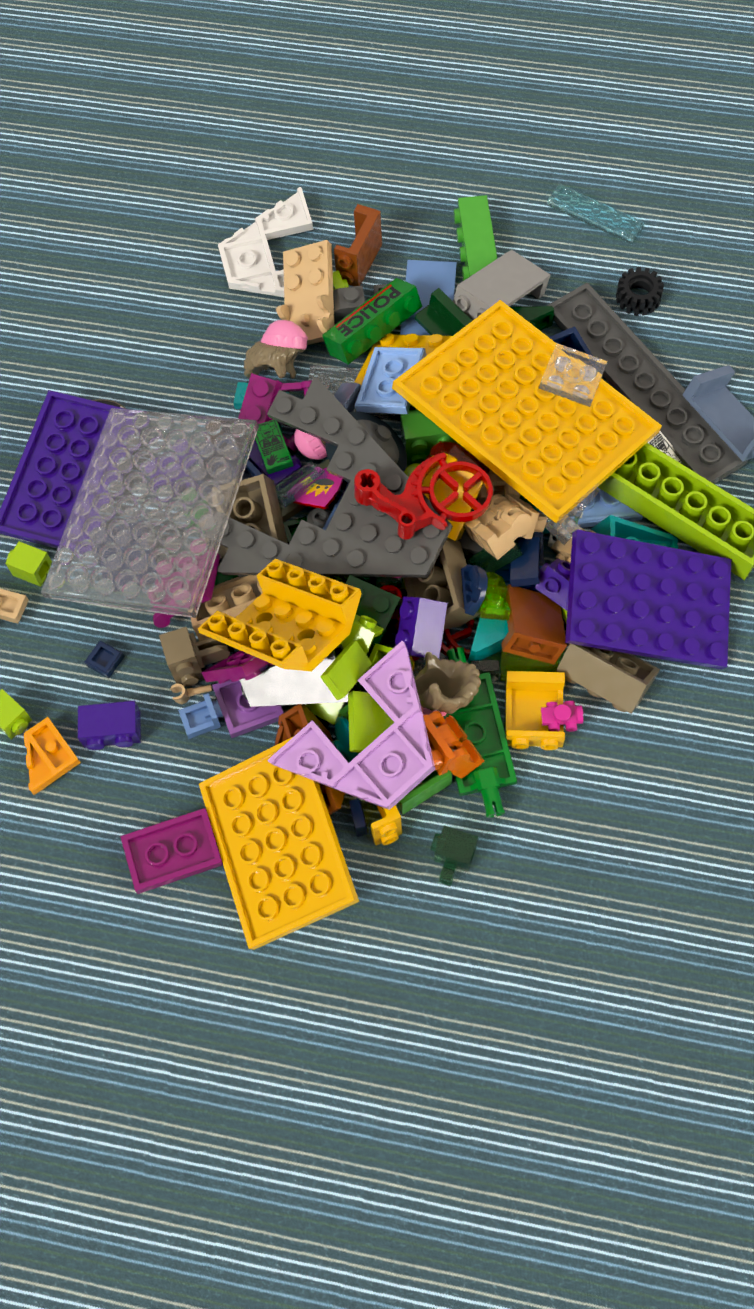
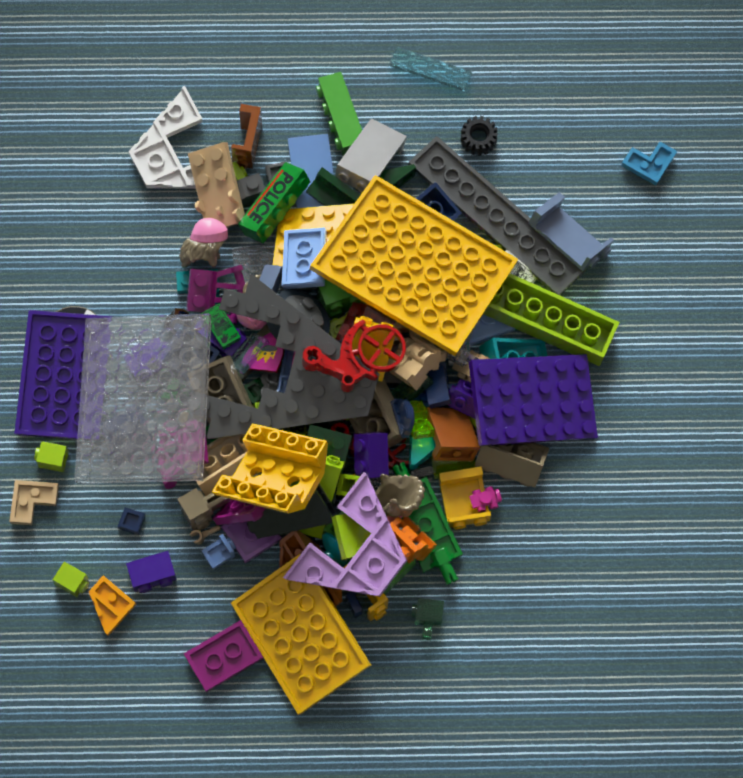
camera: 20 degrees left, 5 degrees up
(346, 670) = (327, 501): lime tile -> none
(573, 374) = (444, 232): clear plate -> none

